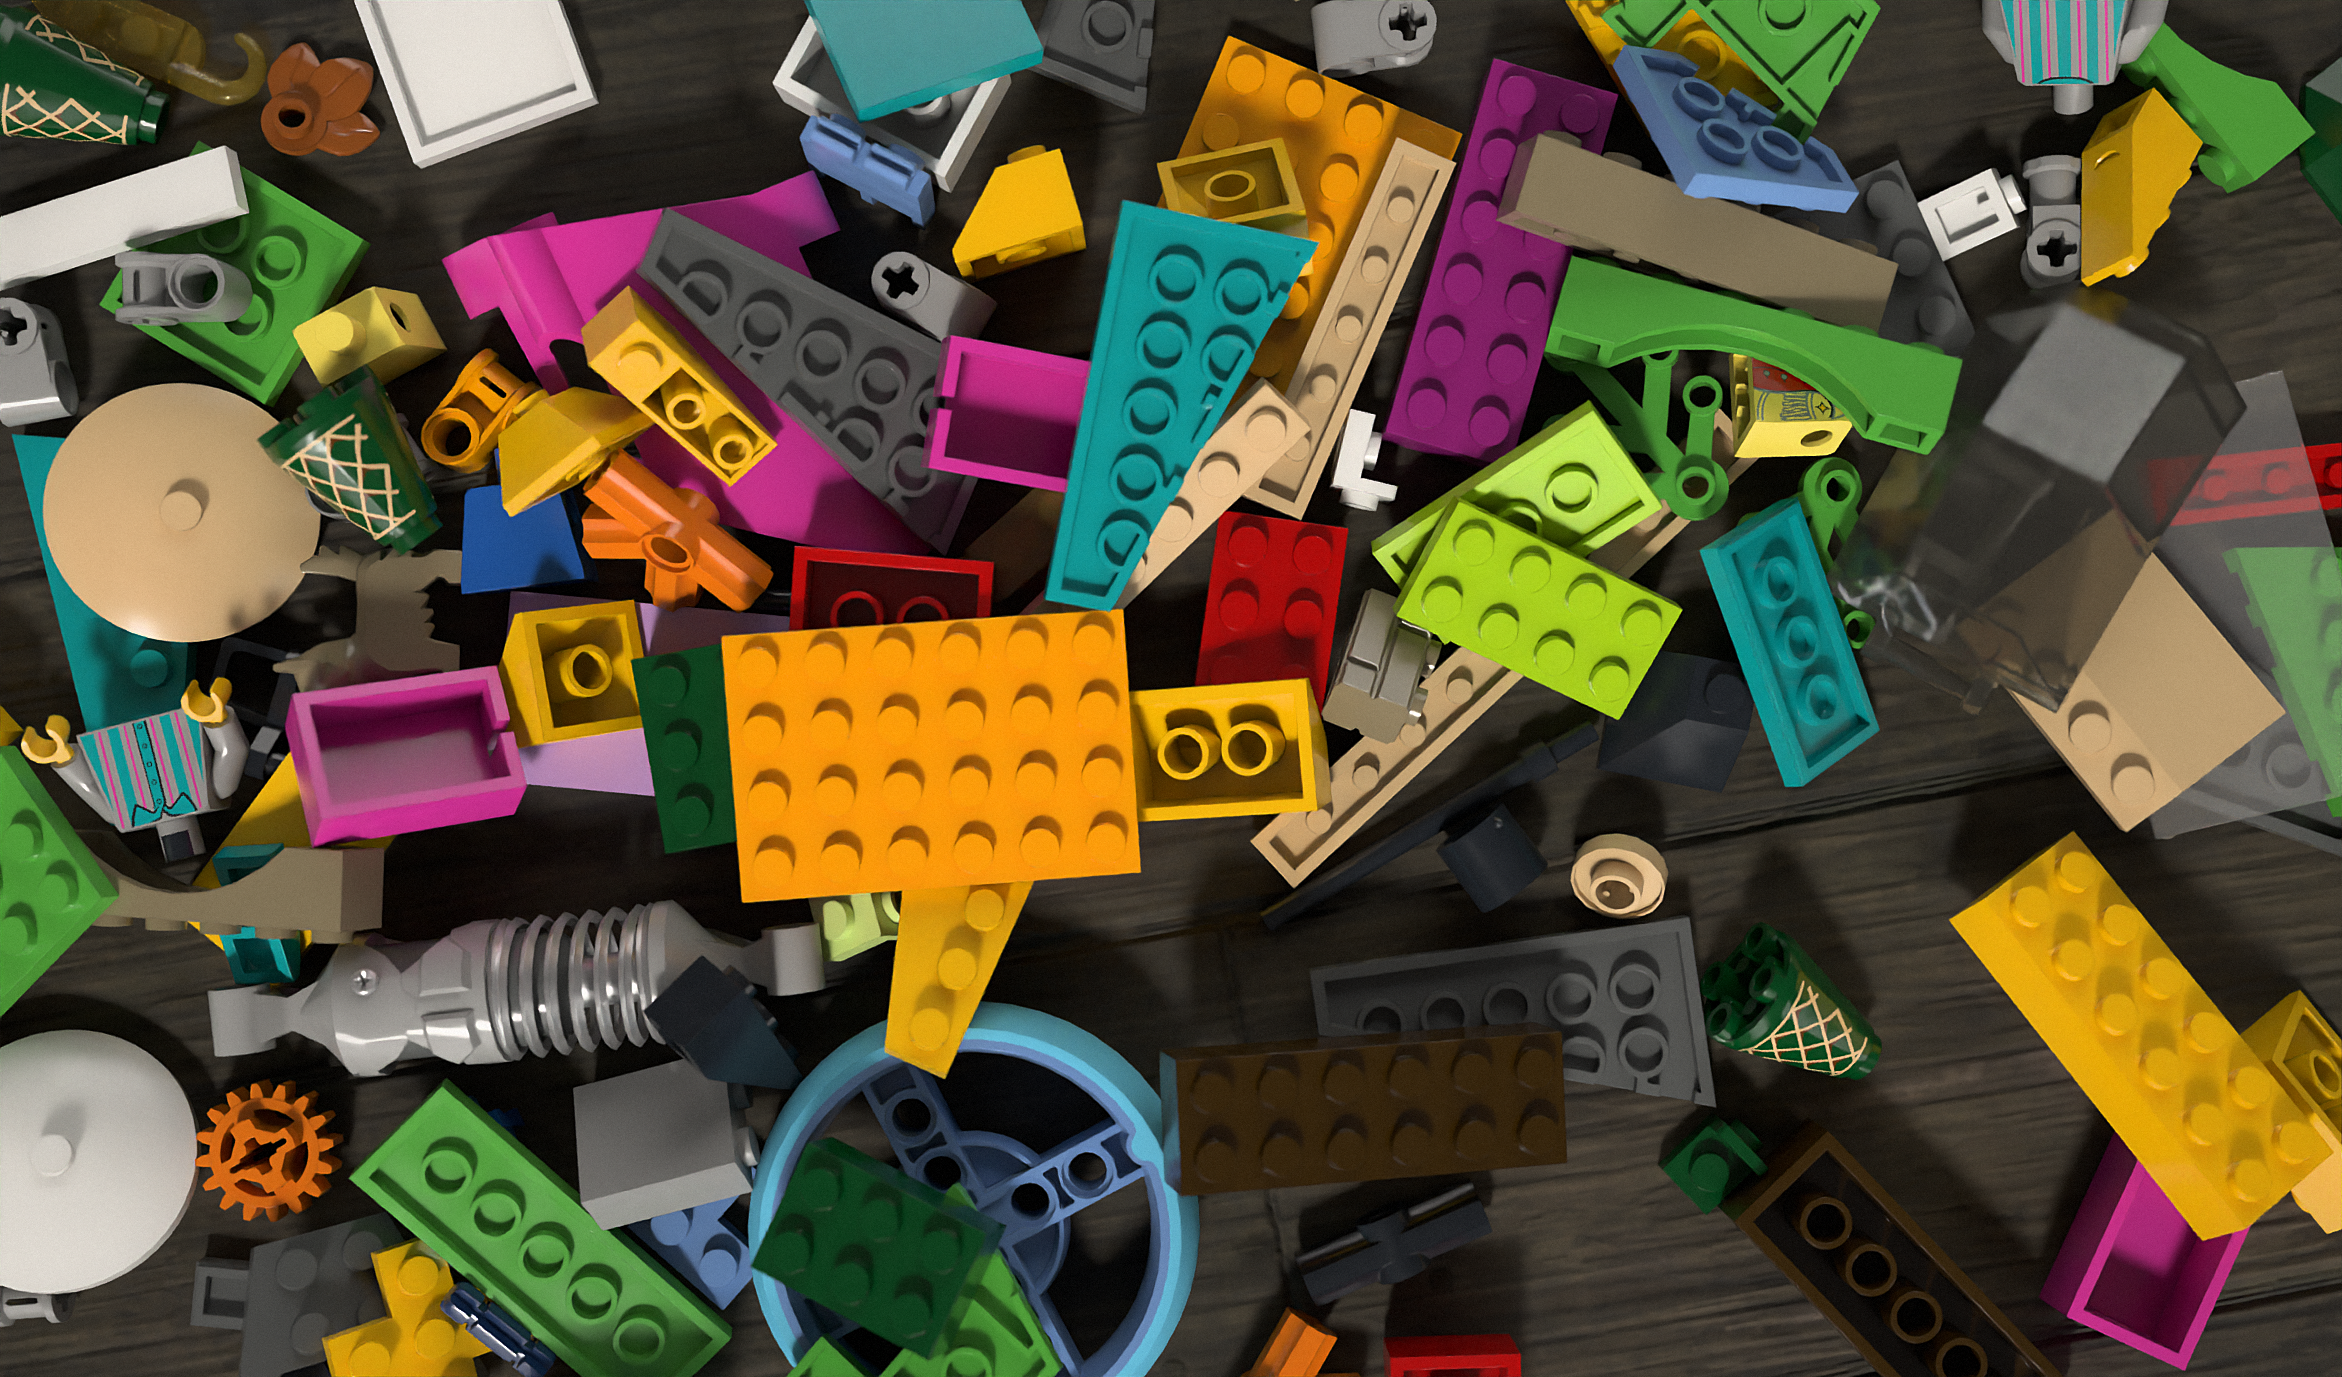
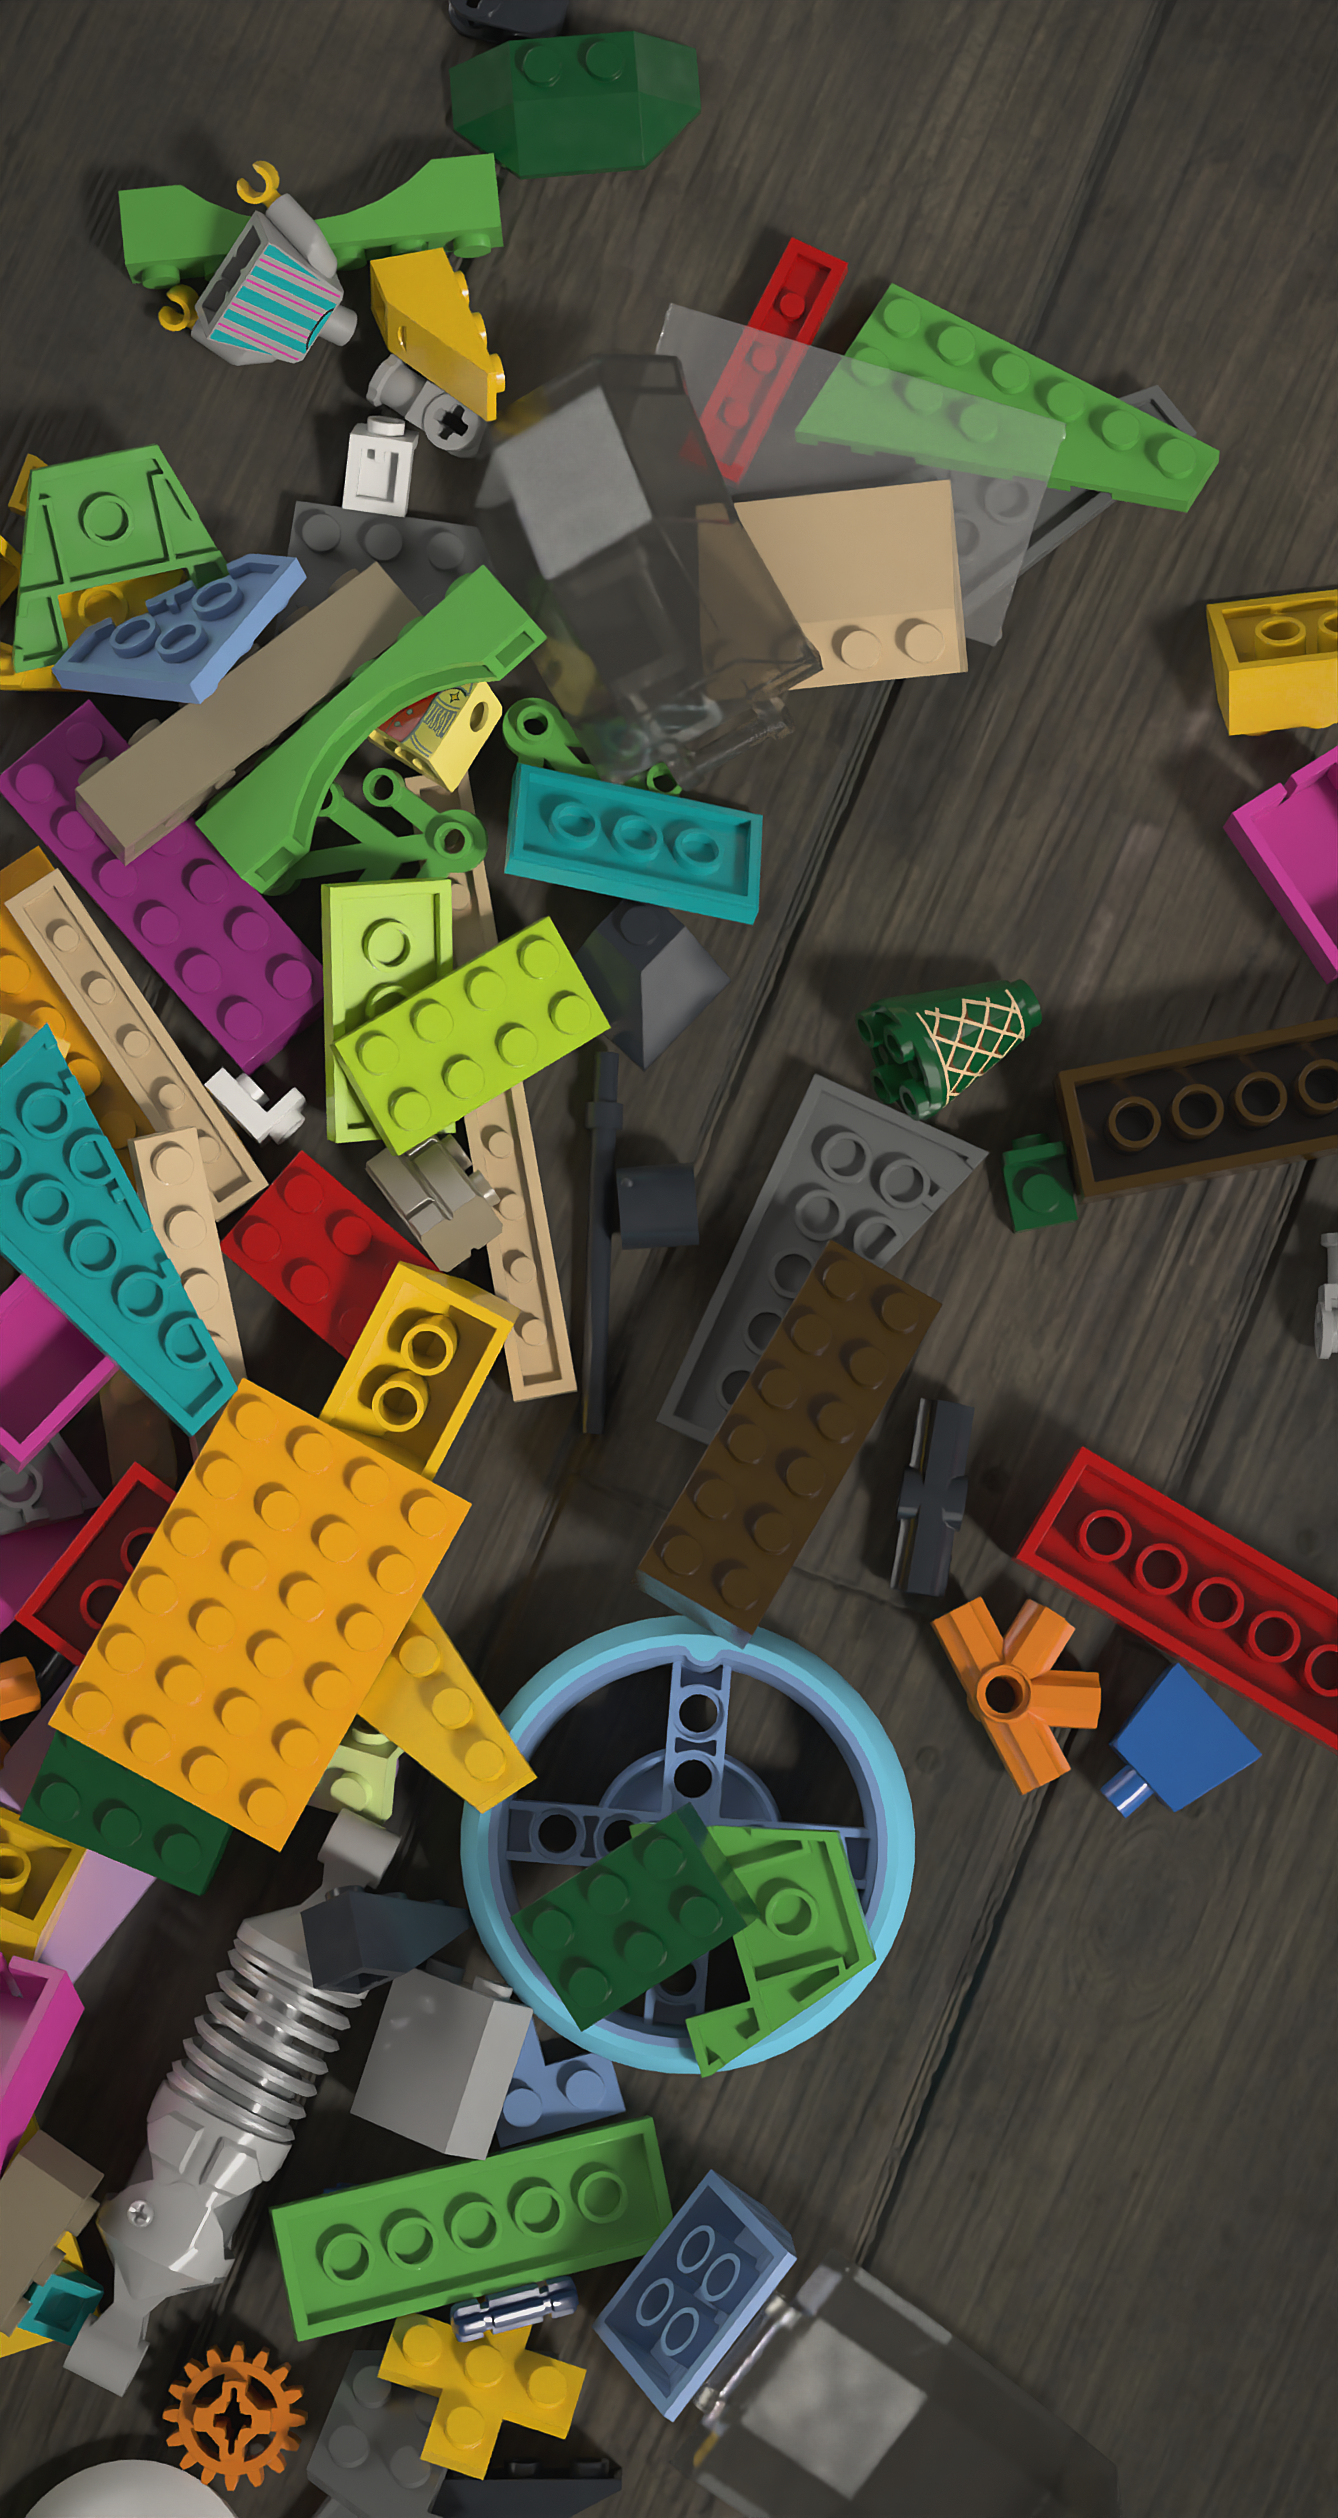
camera: 55 degrees left, 5 degrees down
(1619, 876) = (742, 1110): tan plate -> none
(2142, 1039) = (1139, 766): yellow brick -> none

